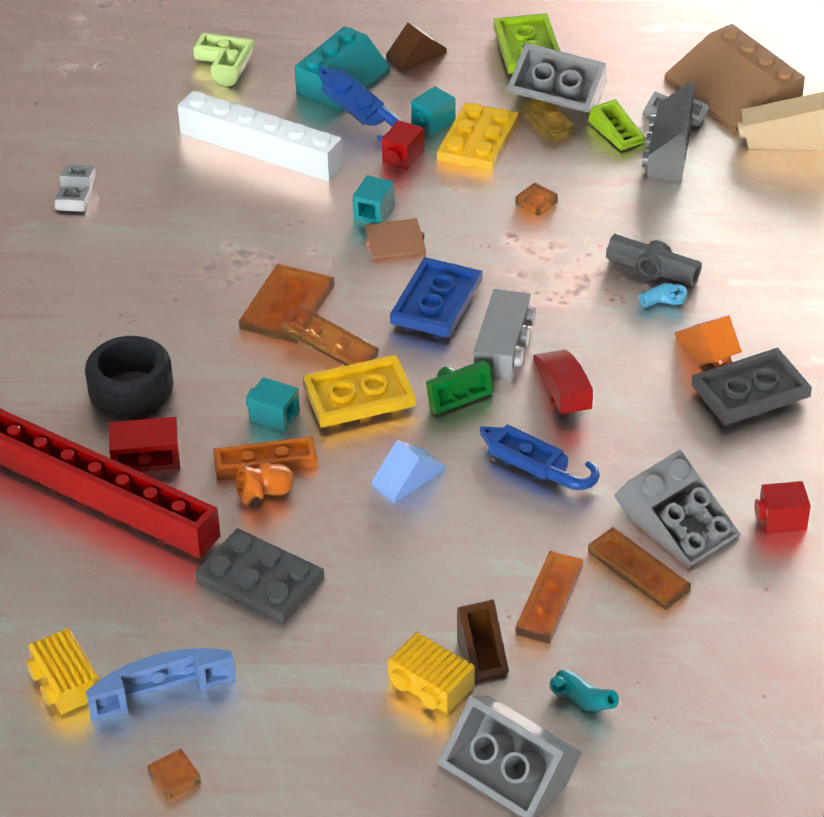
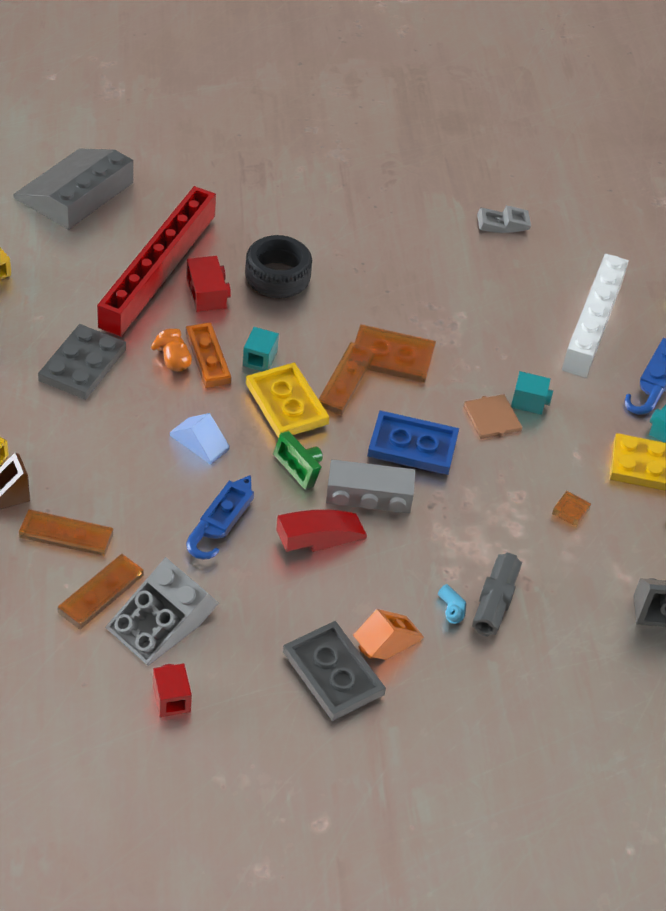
camera: 75 degrees right, 5 degrees up
(402, 145) = (613, 407): red brick -> none

